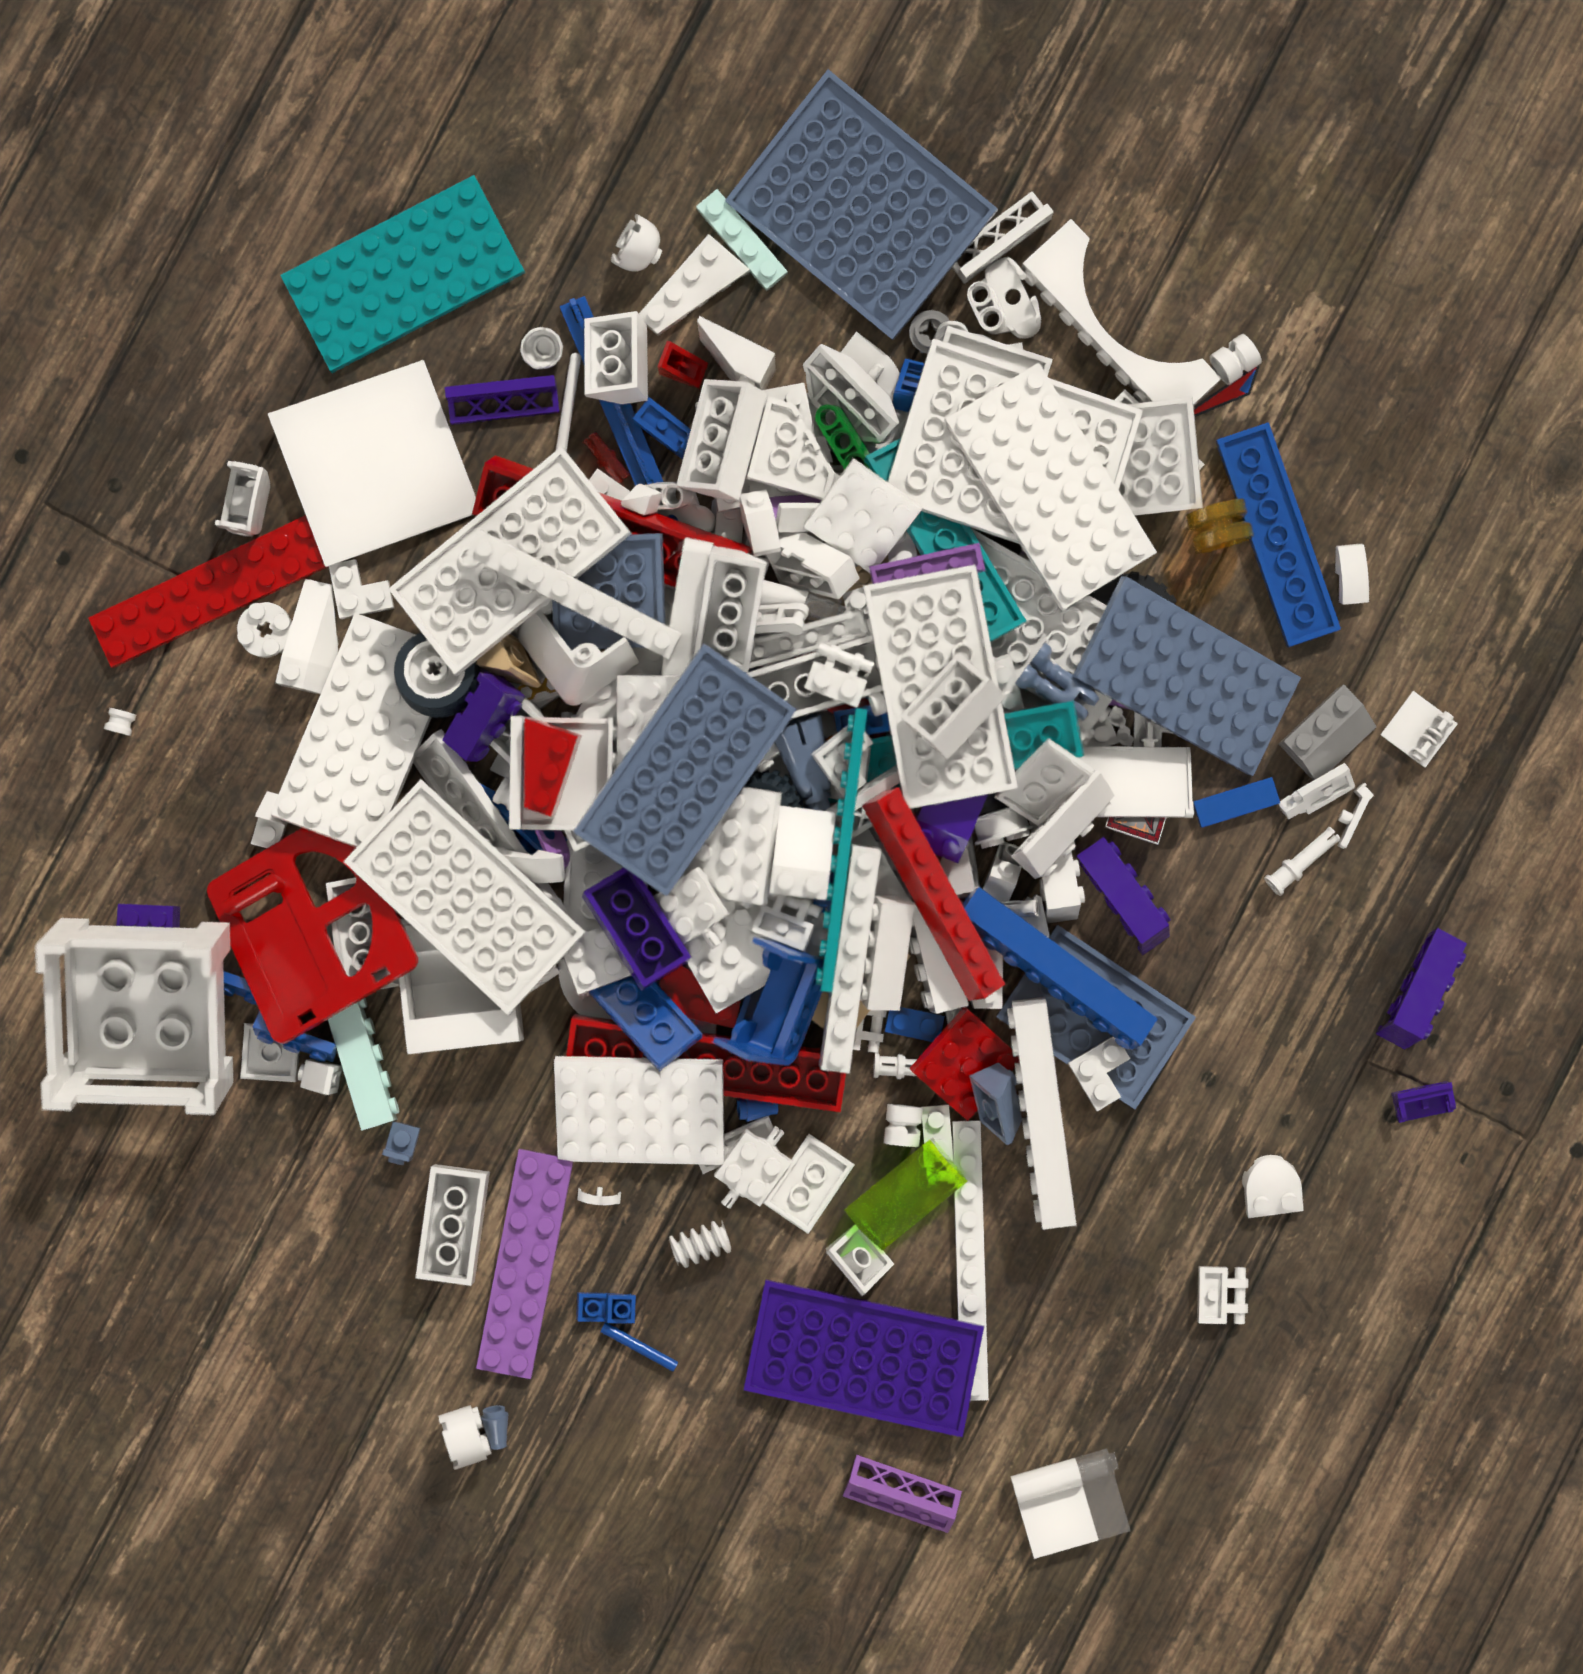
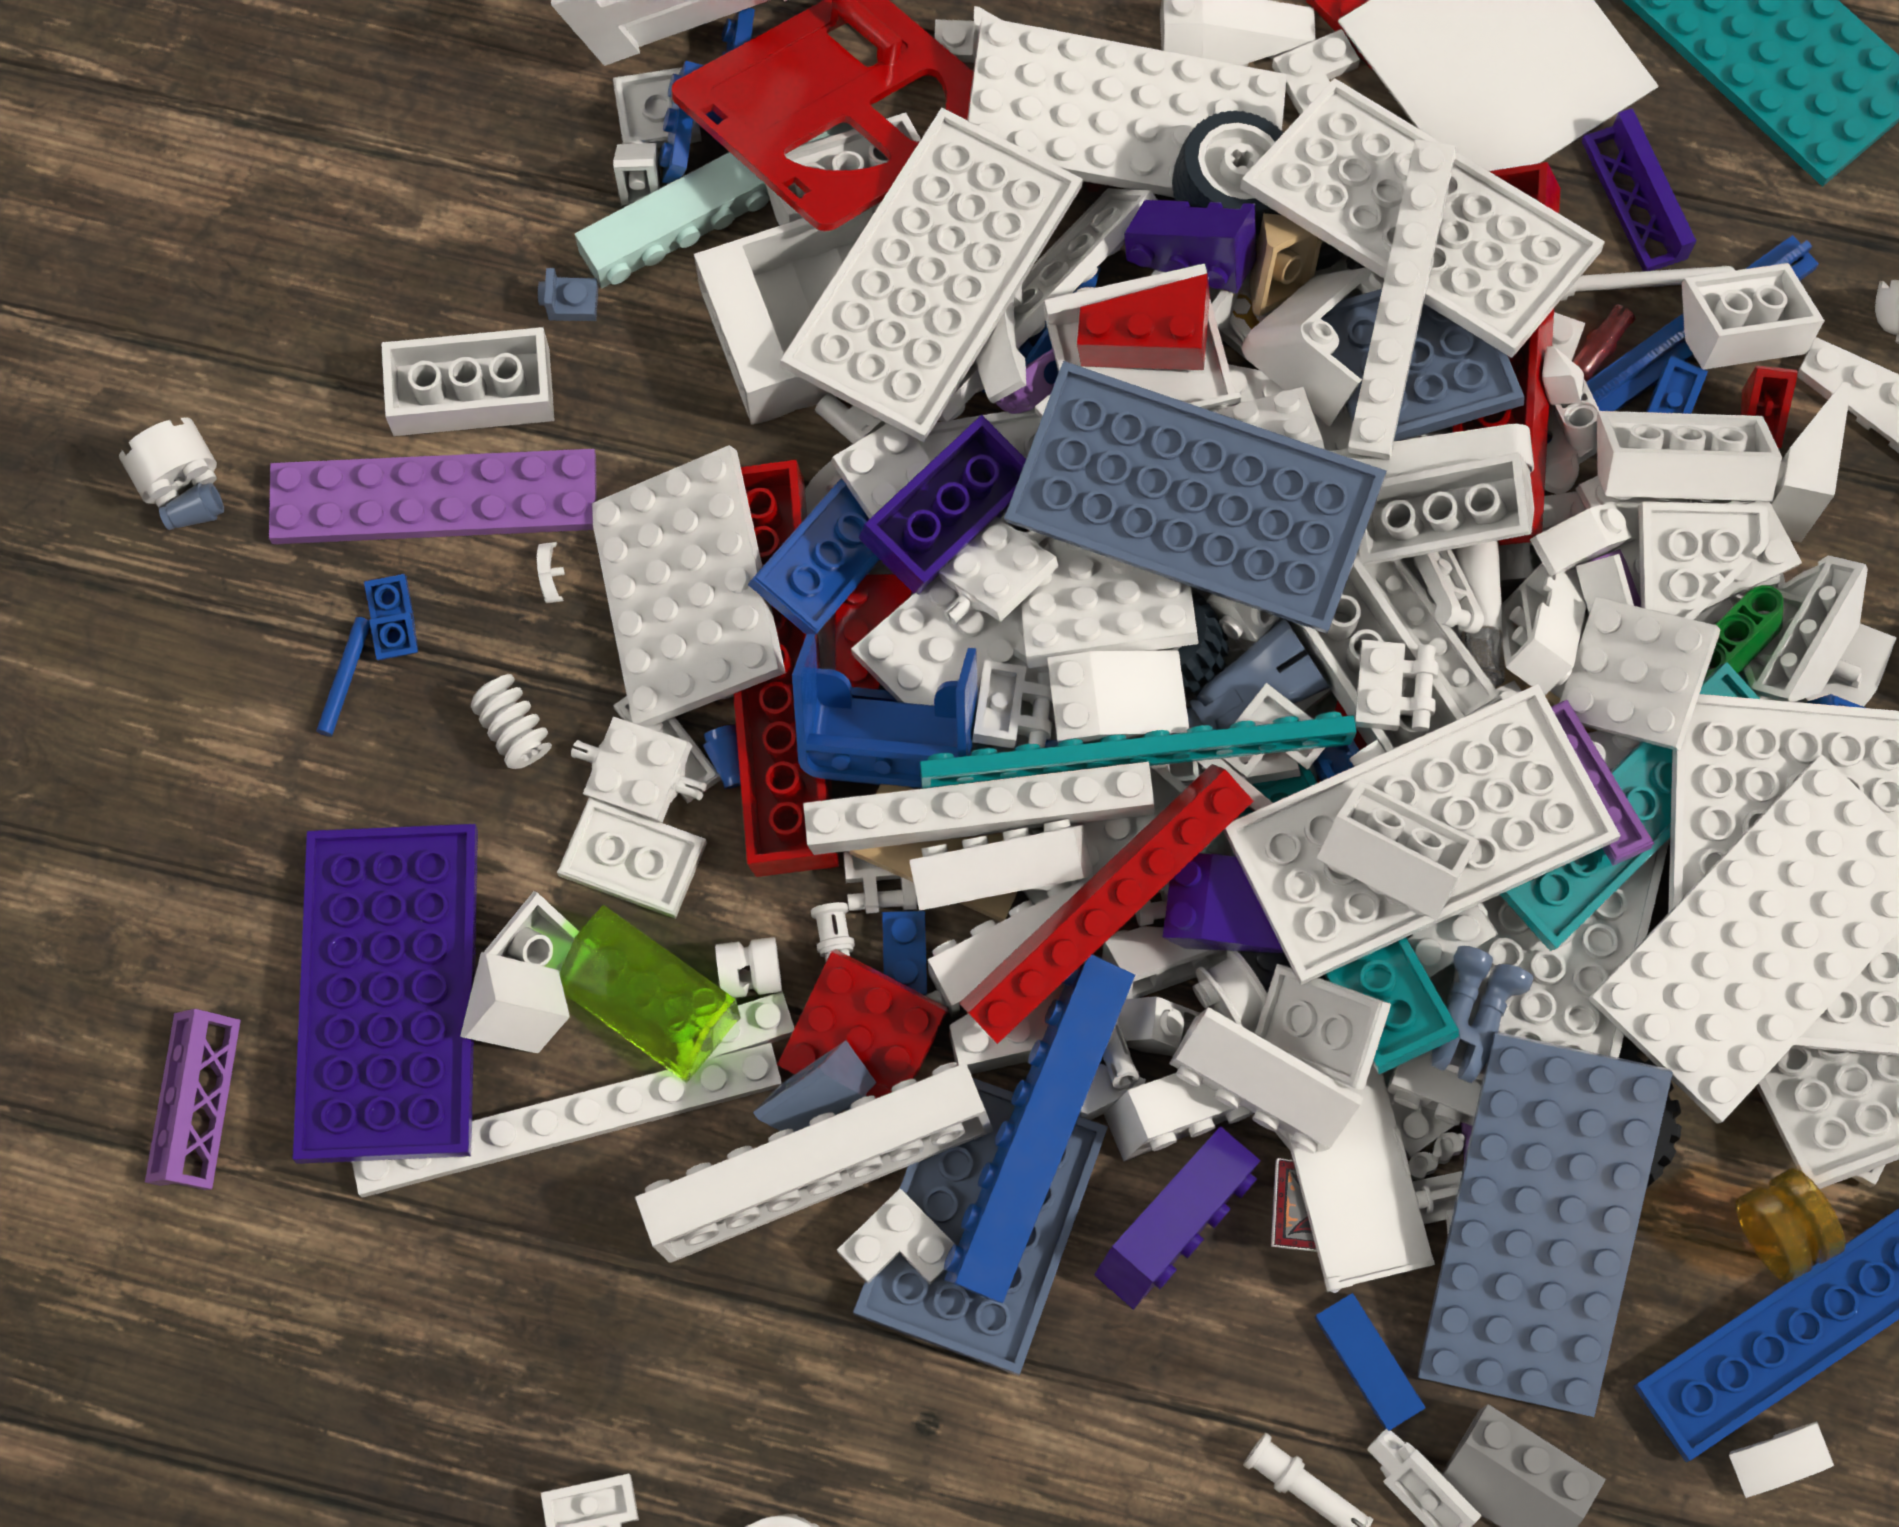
camera: 75 degrees right, 15 degrees down
(541, 348) = (1727, 220): white hair -> none
(893, 1278) = (514, 1004): none -> white slope
(1070, 1503) = (222, 1359): white door -> none

